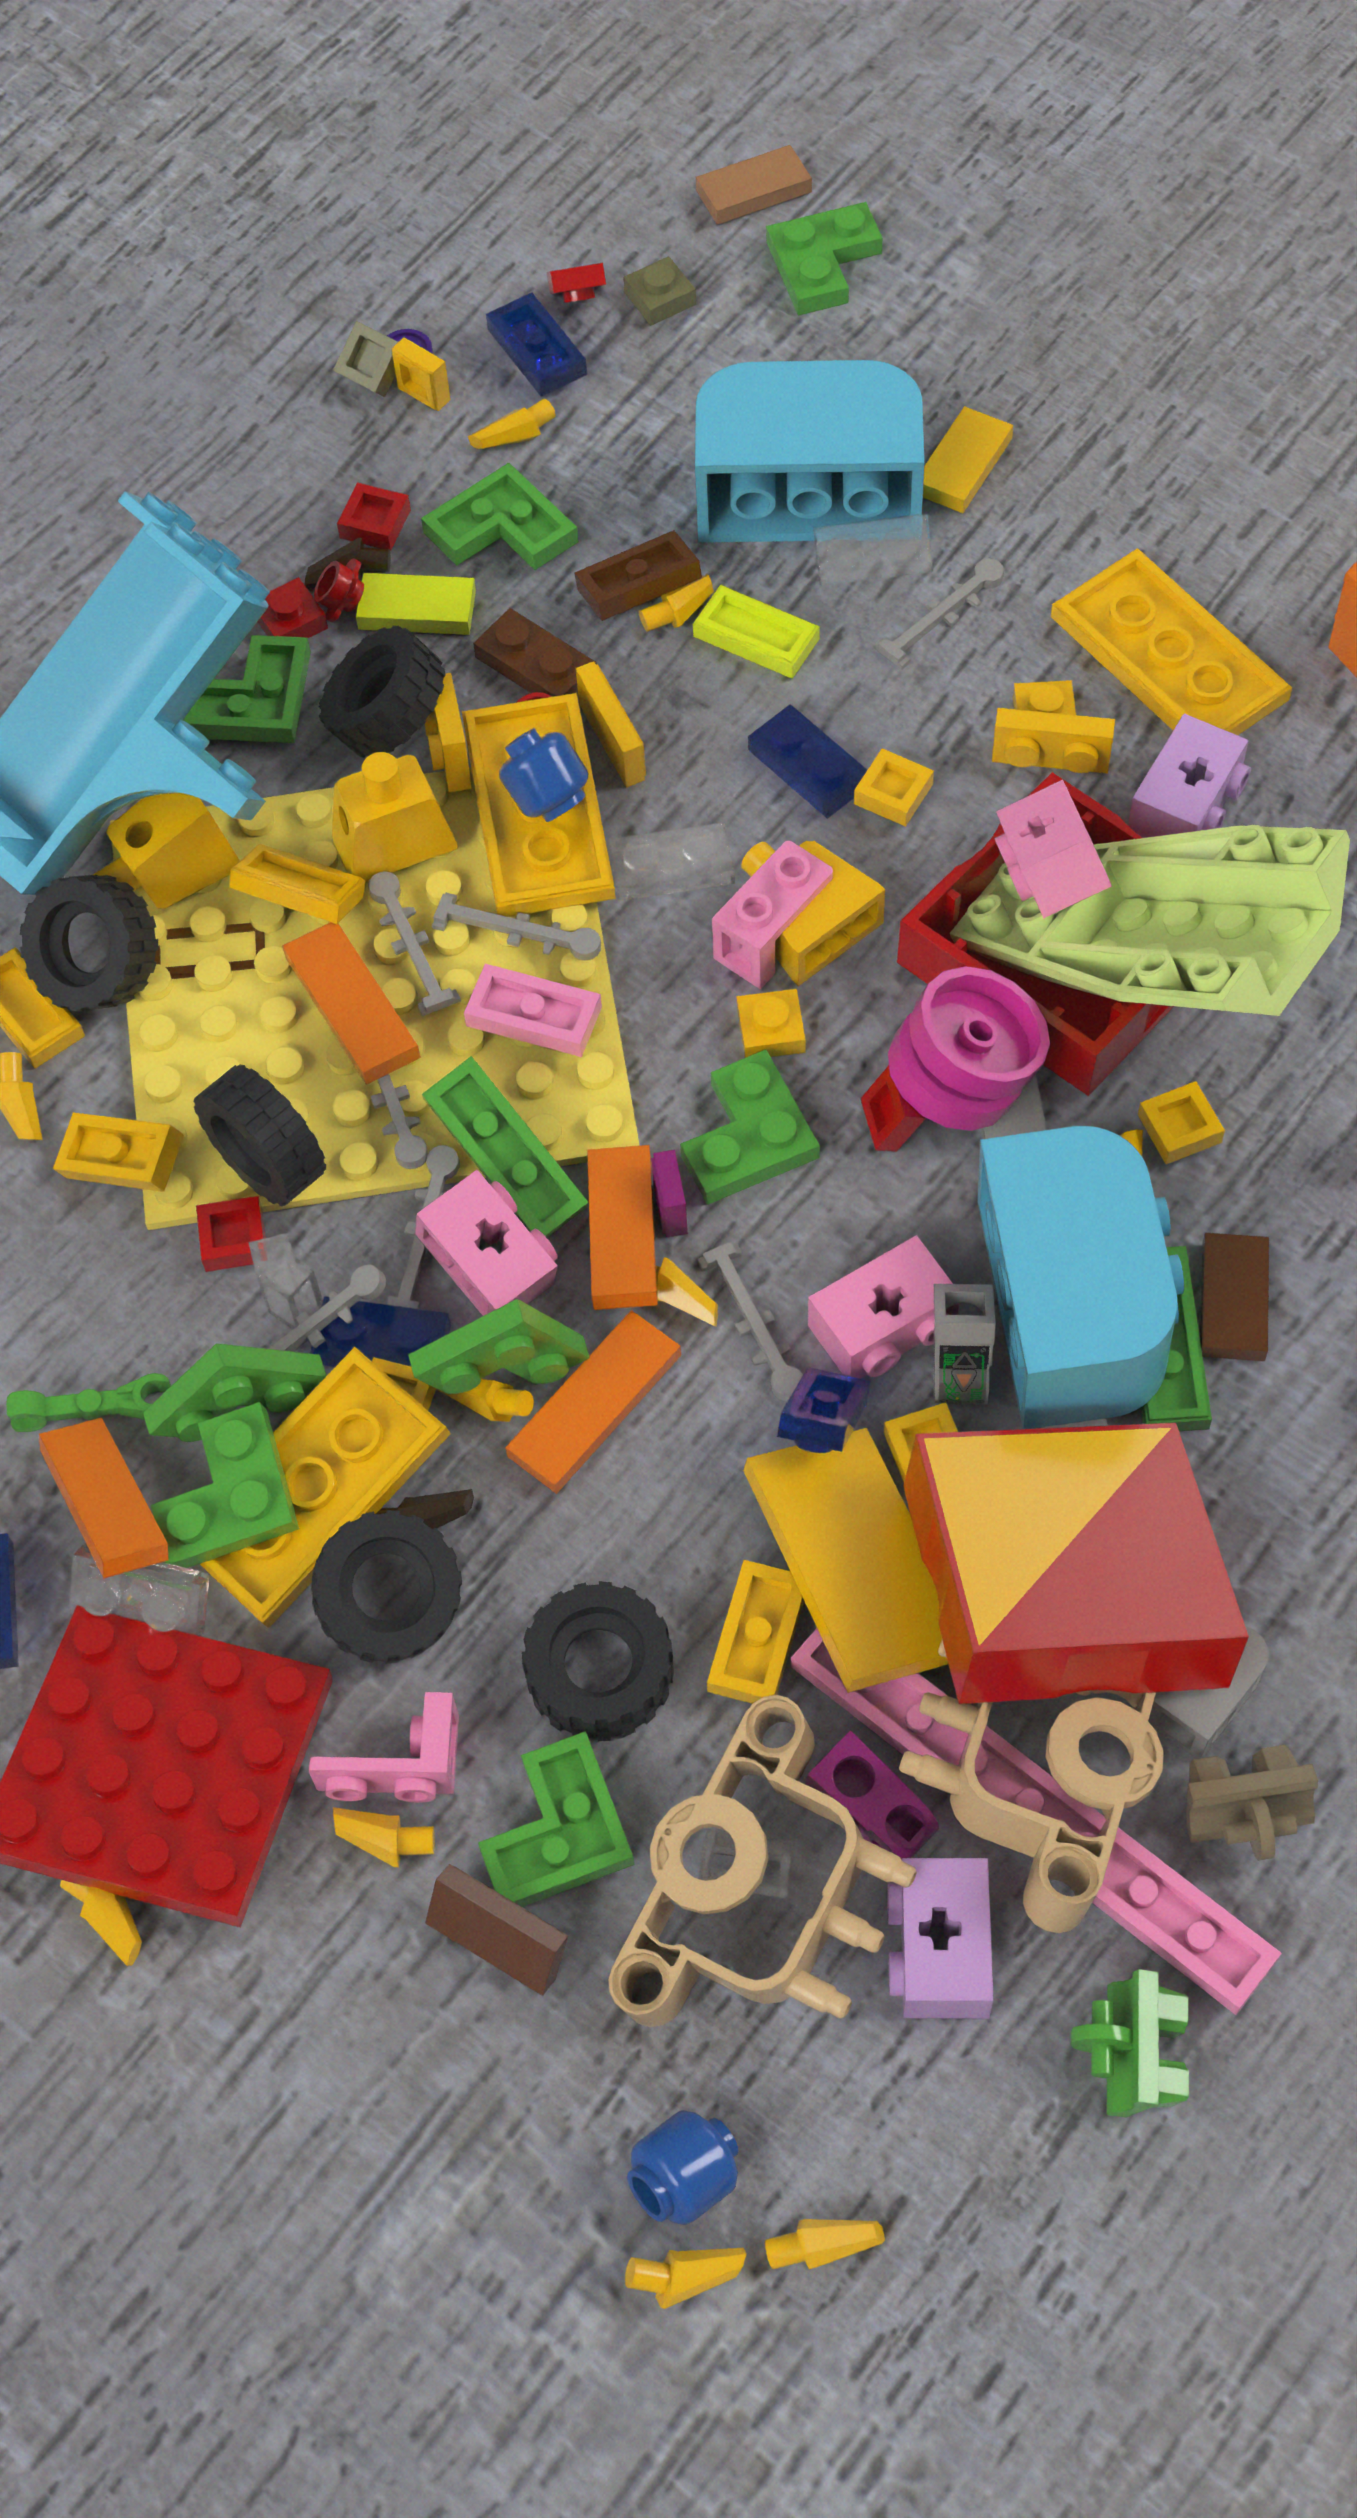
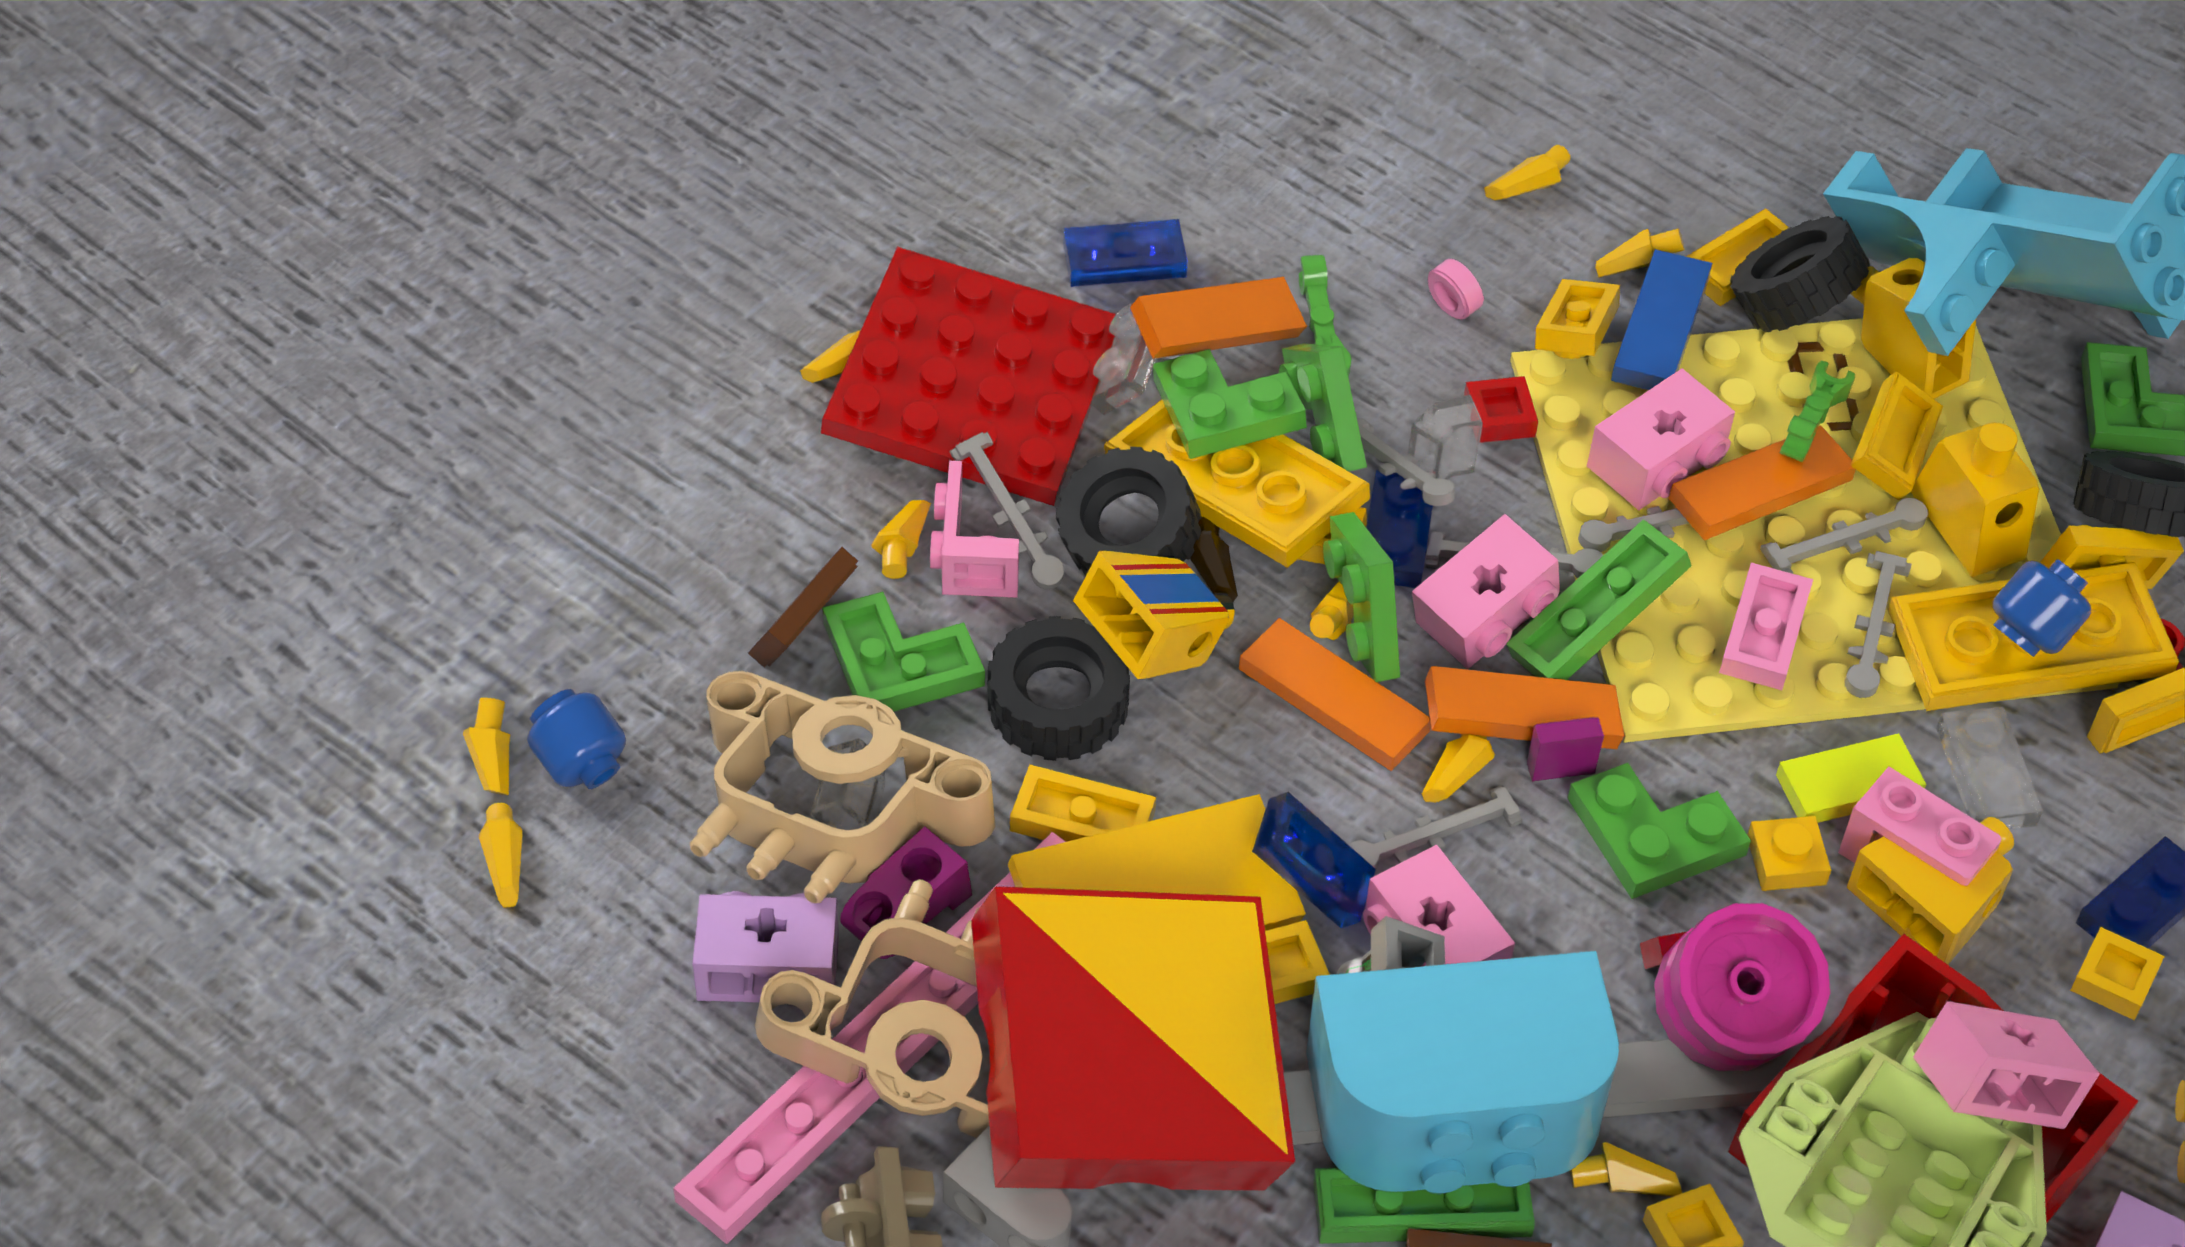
camera: 85 degrees right, 10 degrees down
(63, 1269) = (1455, 289): none -> bright pink tile
(123, 1074) = (1661, 320): none -> blue tile
(237, 940) = (1825, 393): none -> bright green piece
(260, 1134) = (1579, 389): black tyre -> none
(307, 1072) = (1661, 439): none -> bright pink brick
(429, 1678) = (1047, 569): none -> light grey piece
(527, 1553) = (1153, 611): none -> yellow torso
(687, 968) = (1837, 779): none -> neon yellow tile
(1127, 2044) = (681, 1105): bright green hips -> none

